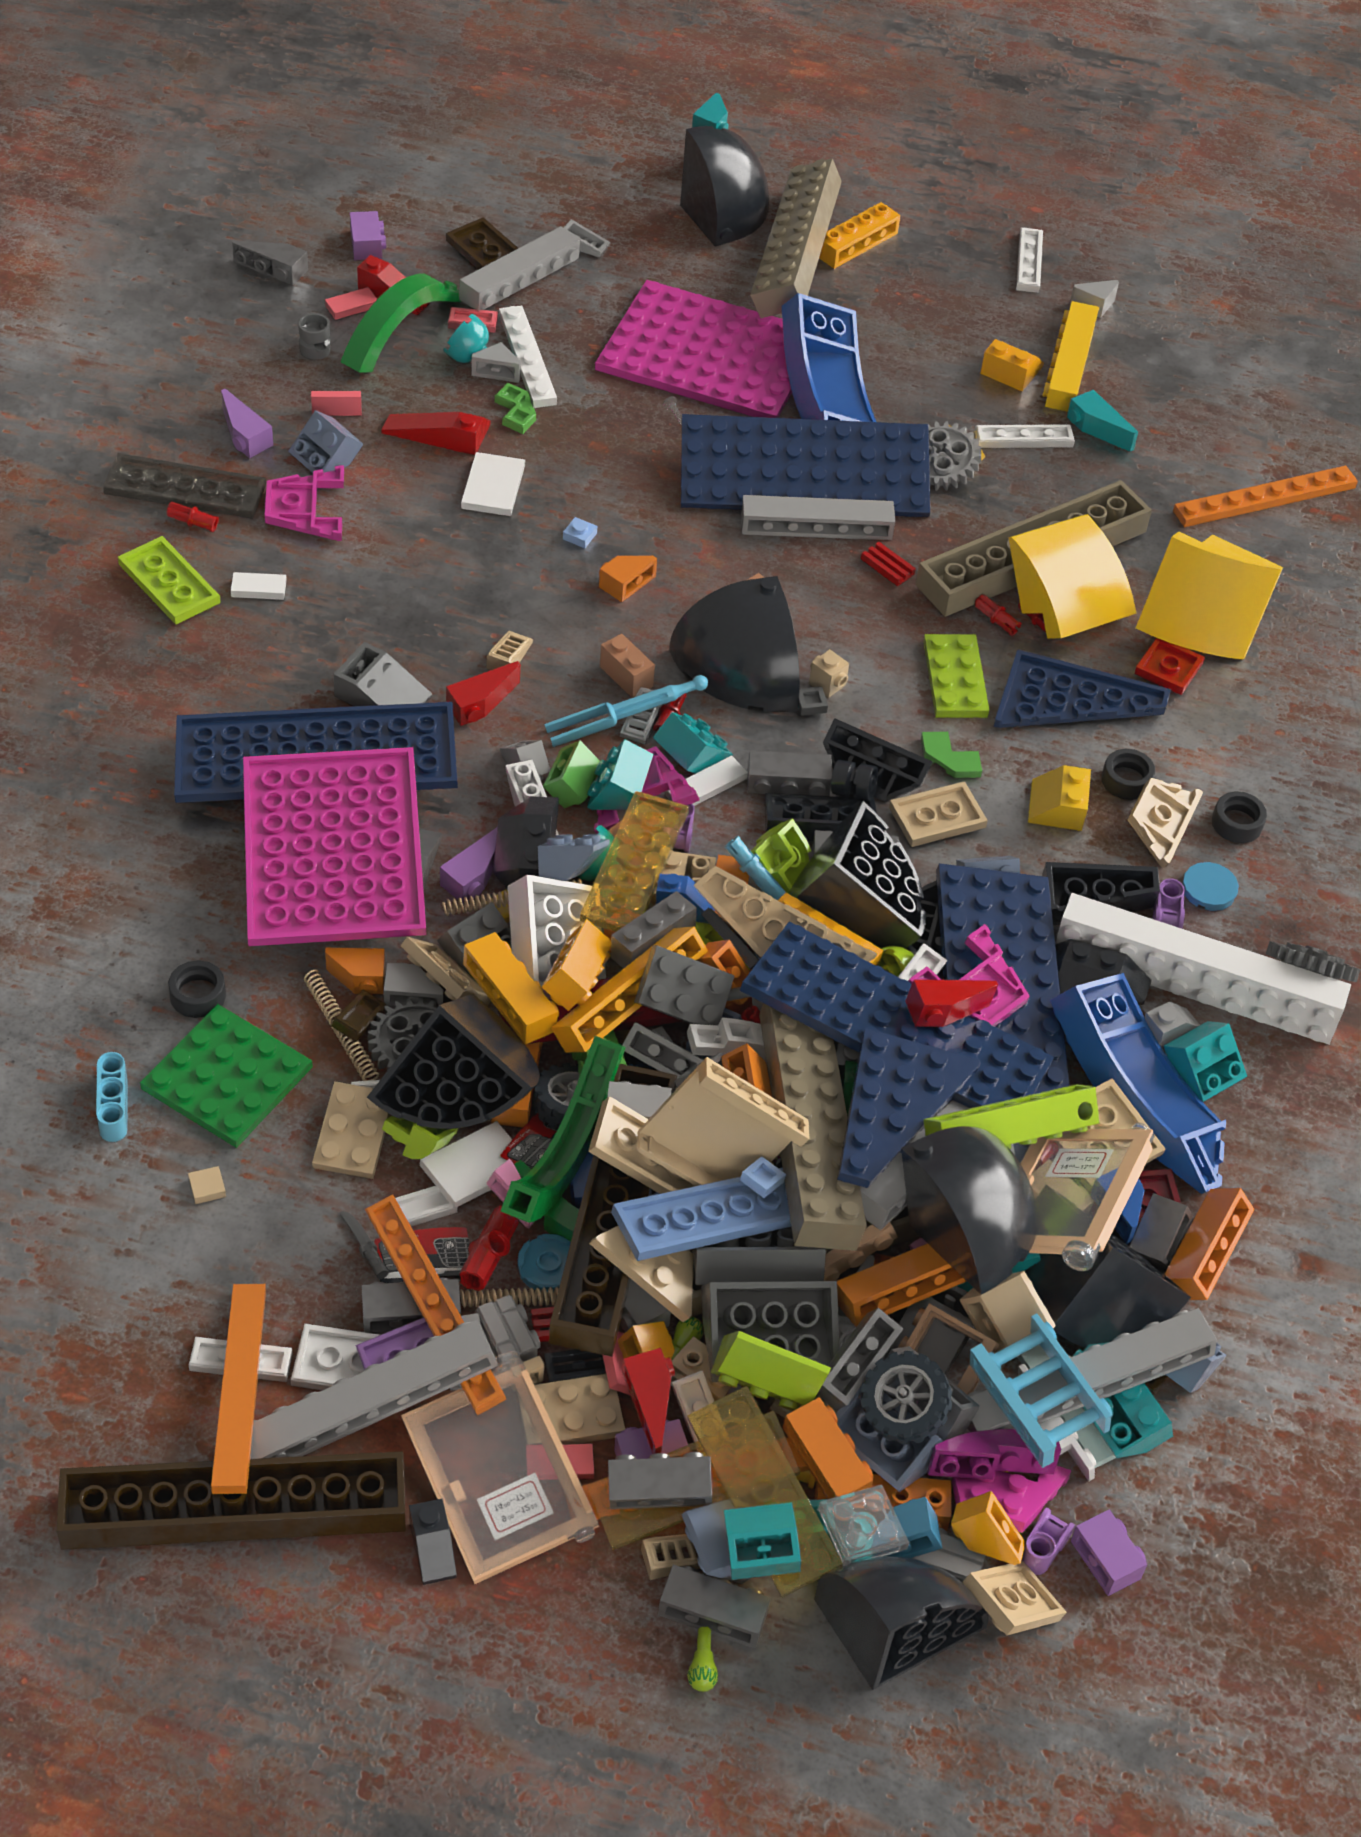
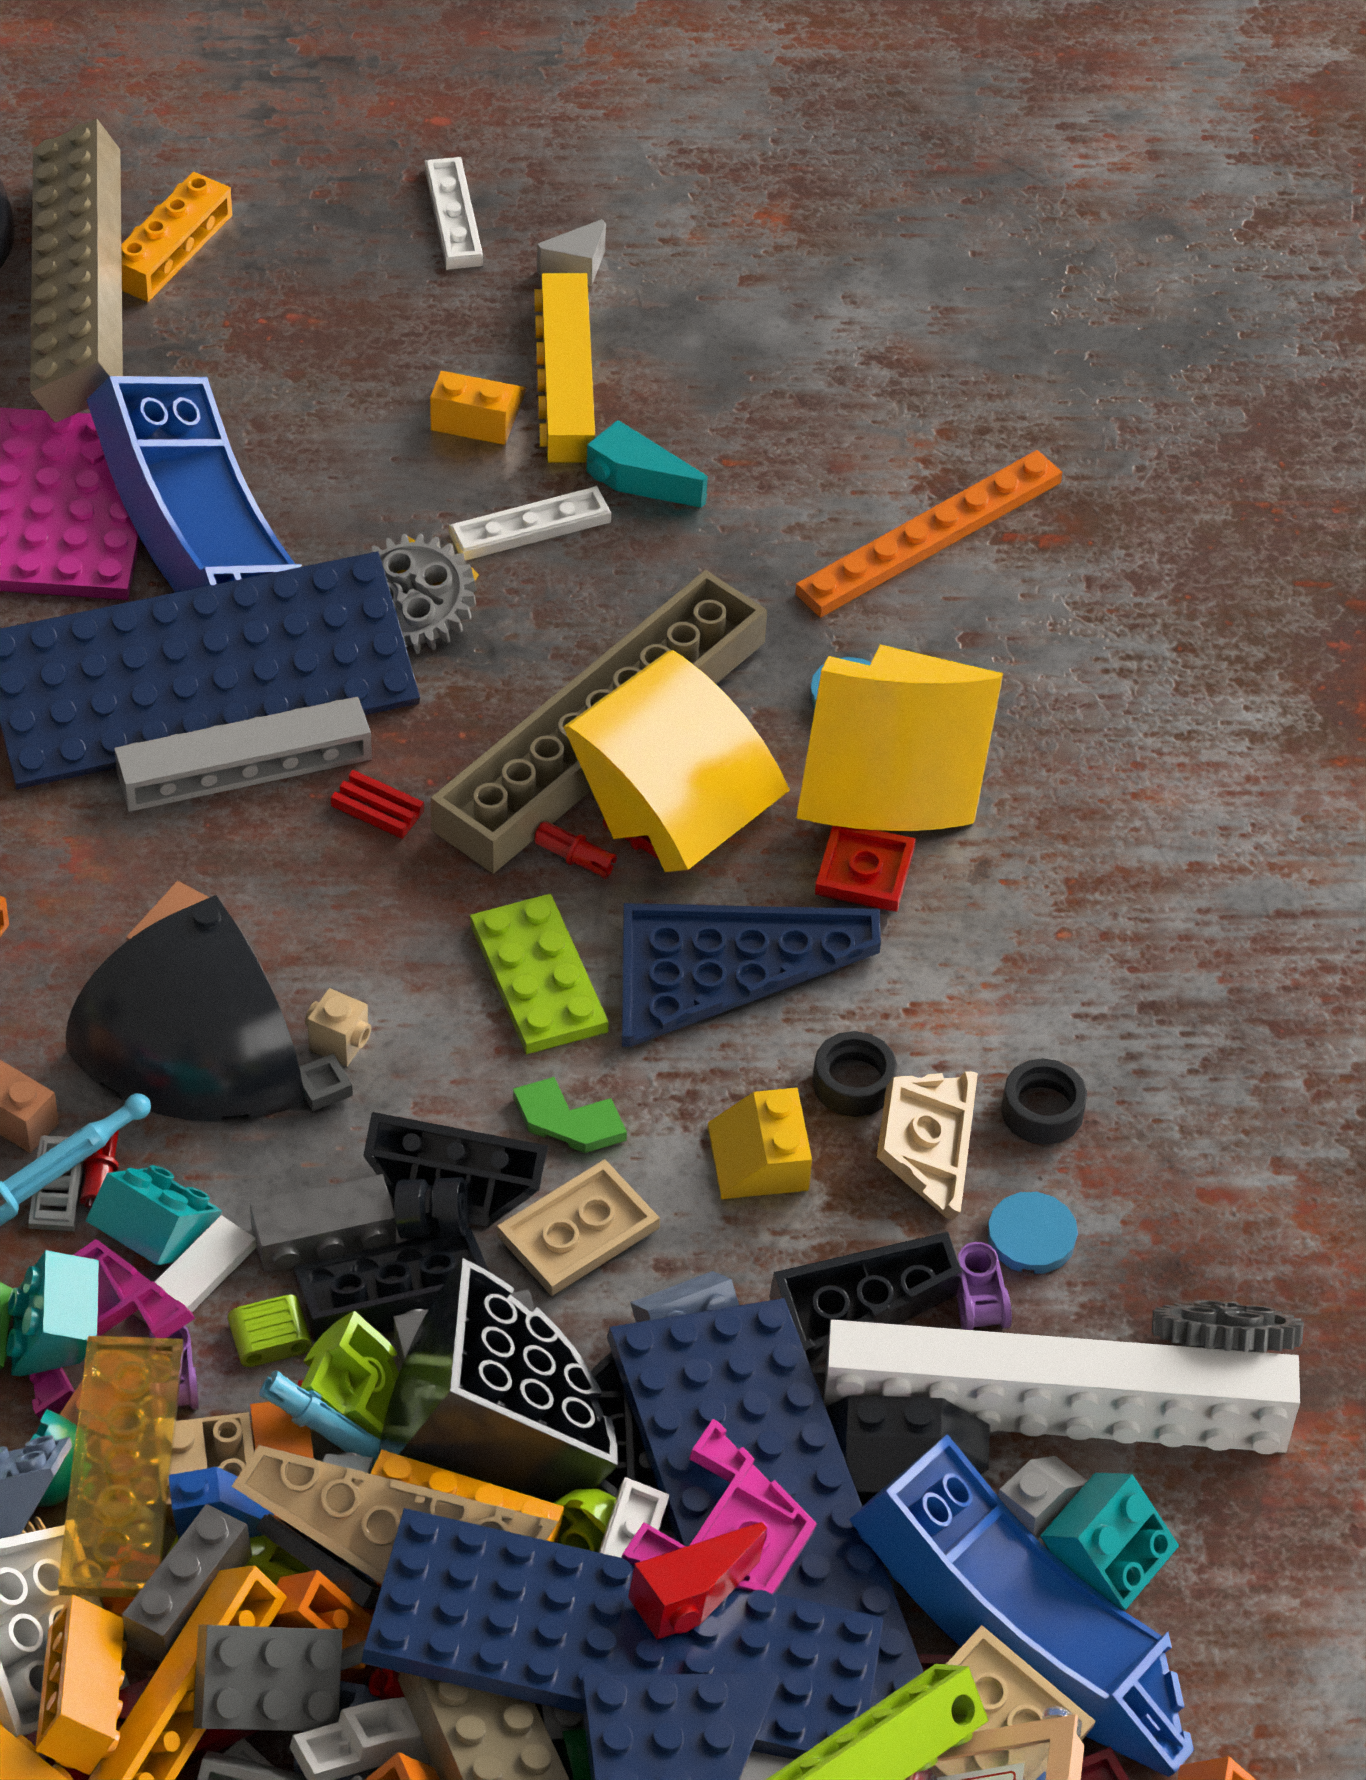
camera: 15 degrees left, 0 degrees up
(741, 821) = (269, 1330): none -> lime piece

